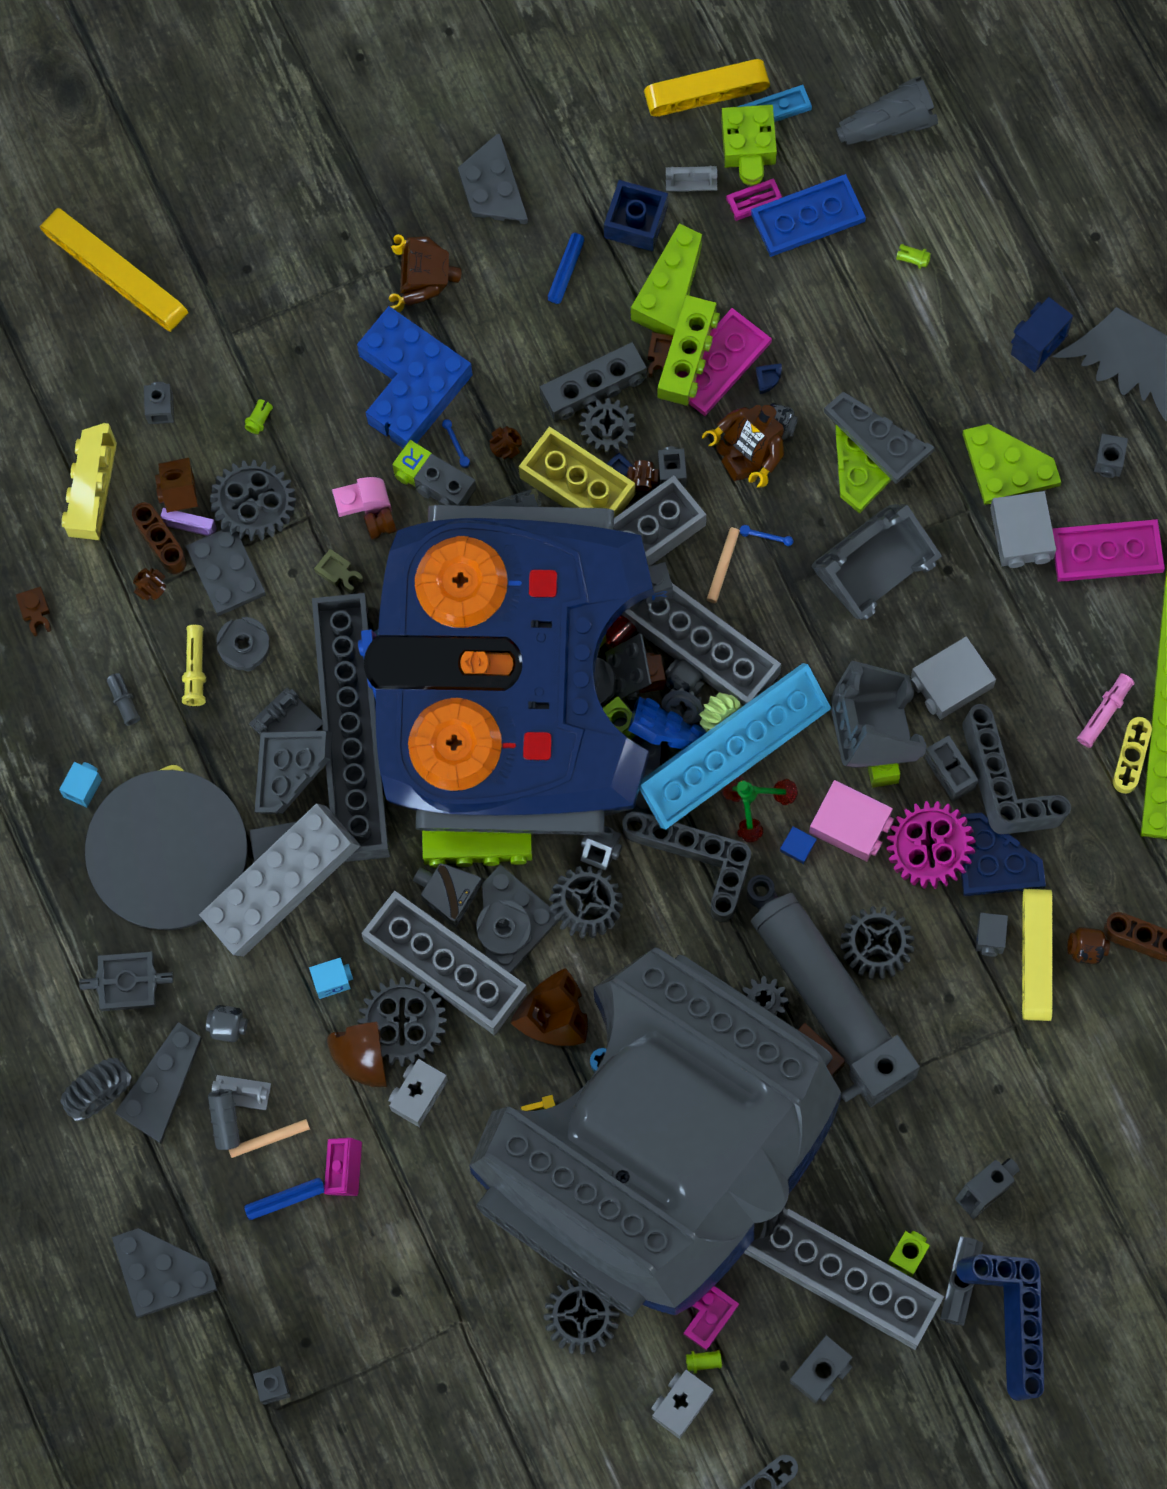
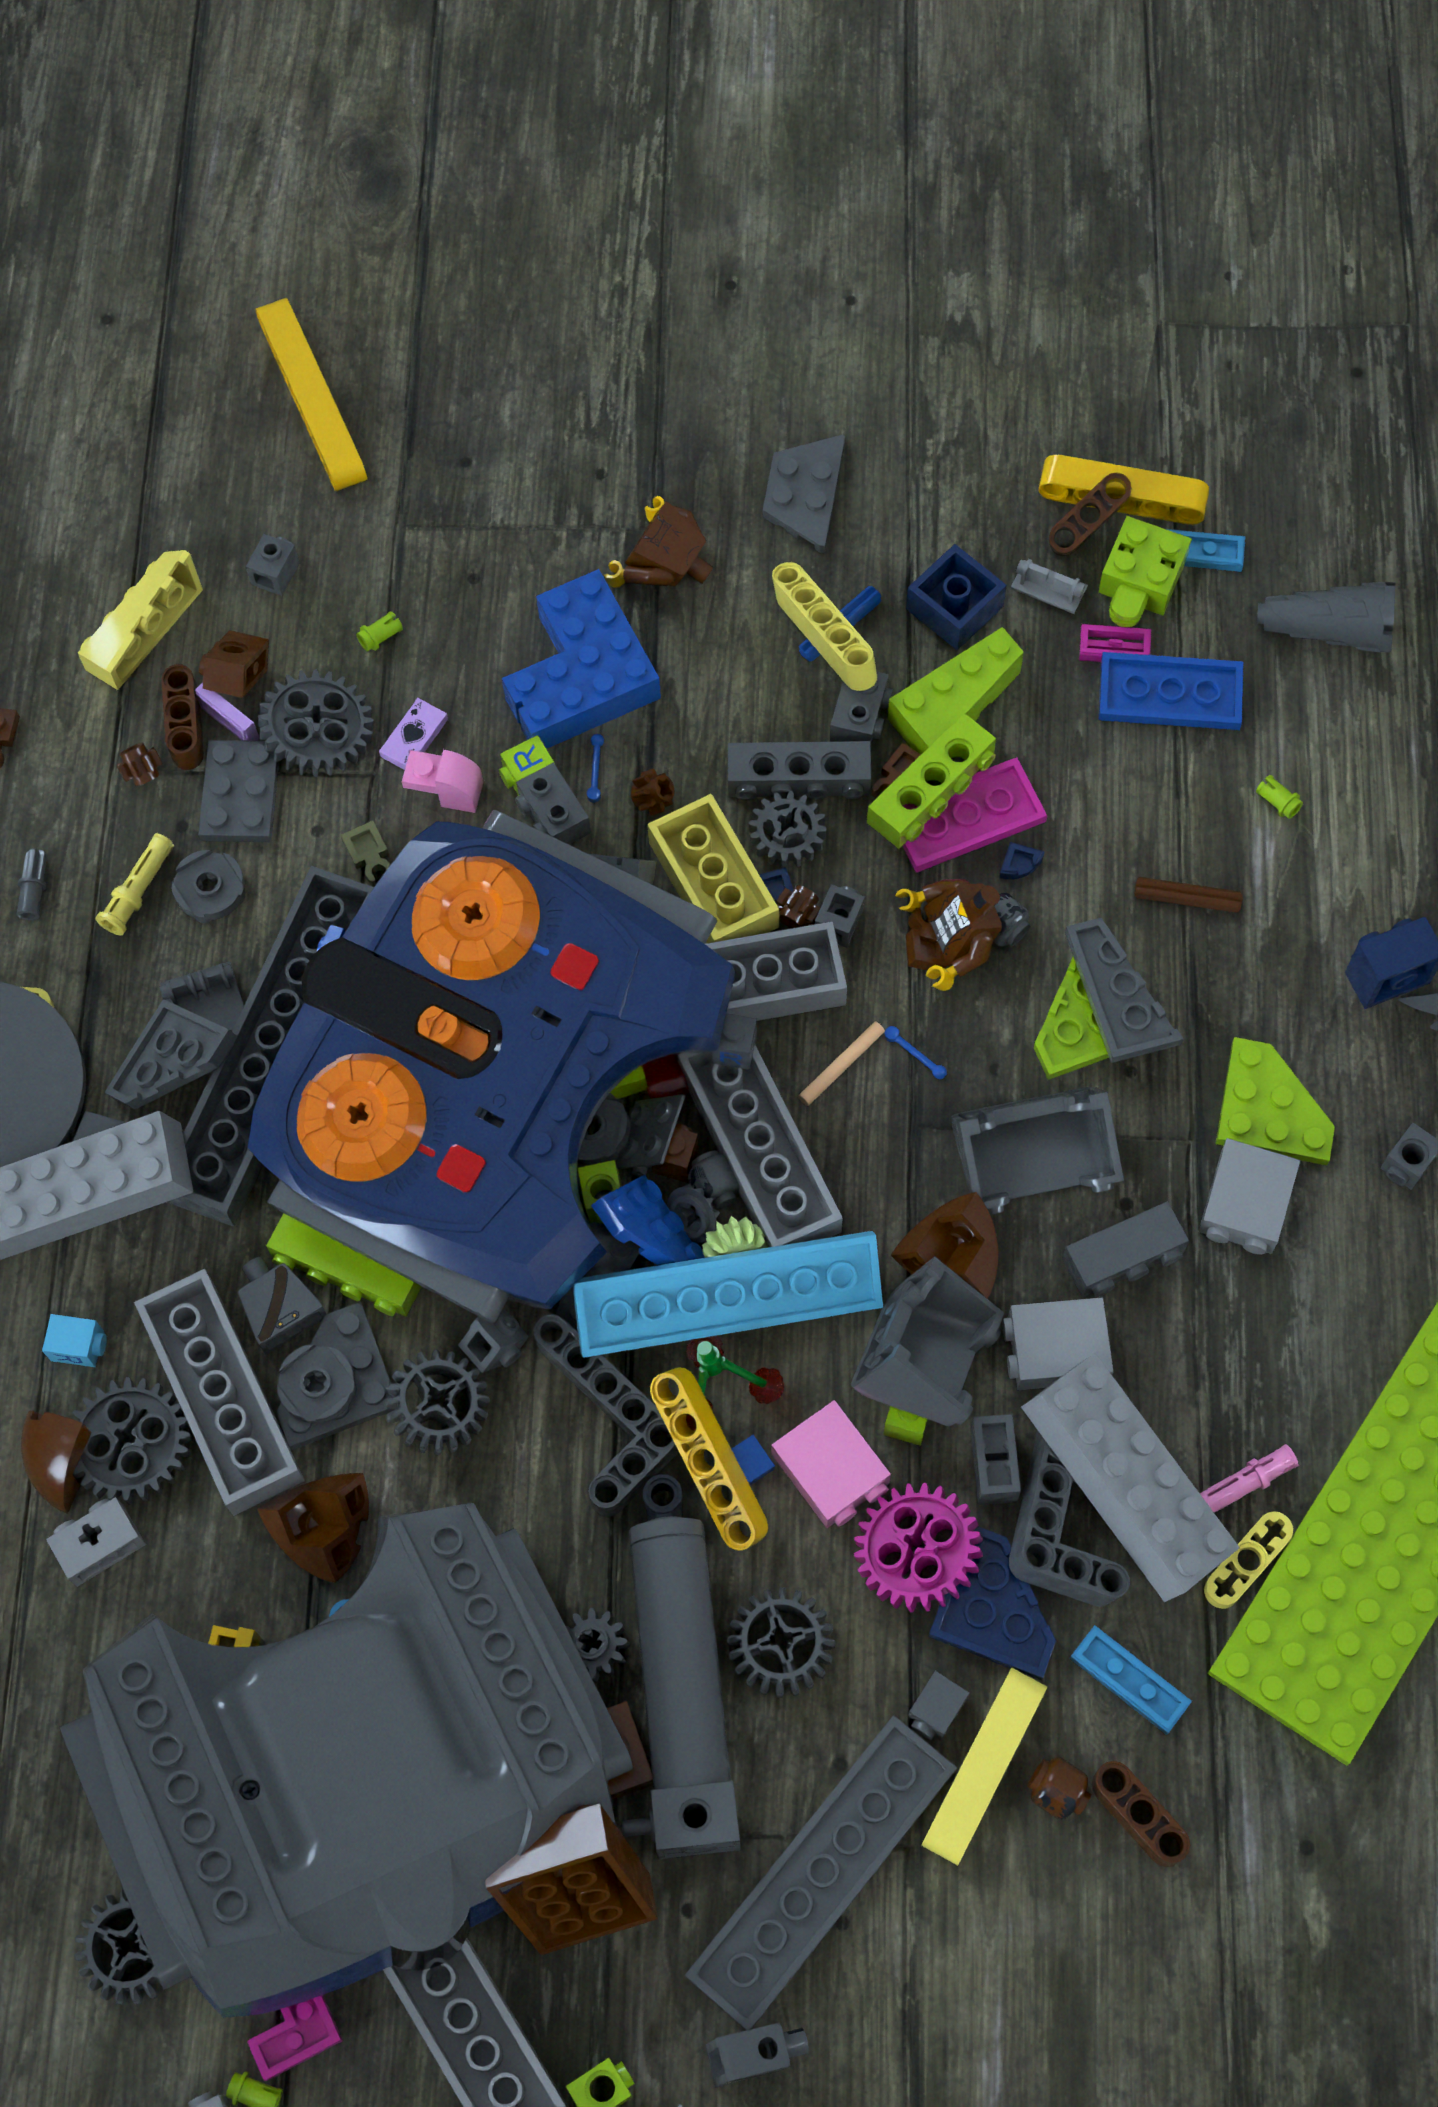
camera: 25 degrees right, 5 degrees down
(321, 477) = (413, 732): none -> lavender tile
(380, 523) = (455, 813): reddish brown wheel -> none
(561, 276) = (824, 626): none -> light yellow beam
(611, 321) = (859, 712): none -> dark grey brick
(705, 108) = (1097, 498): none -> reddish brown beam
(782, 865) = (726, 1467): none -> yellow beam
(836, 1139) = (575, 1883): none -> reddish brown slope
(856, 640) = (958, 1236): none -> reddish brown brick
(887, 349) = (1188, 894): none -> reddish brown axle
(964, 600) = (1126, 1250): none -> dark grey brick
(972, 1065) = (820, 1873): none -> dark grey plate
(1039, 739) = (1130, 1478): none -> light grey brick
(1097, 861) = (1130, 1679): none -> dark azure tile
(1108, 550) = (1348, 1276): dark pink plate -> none

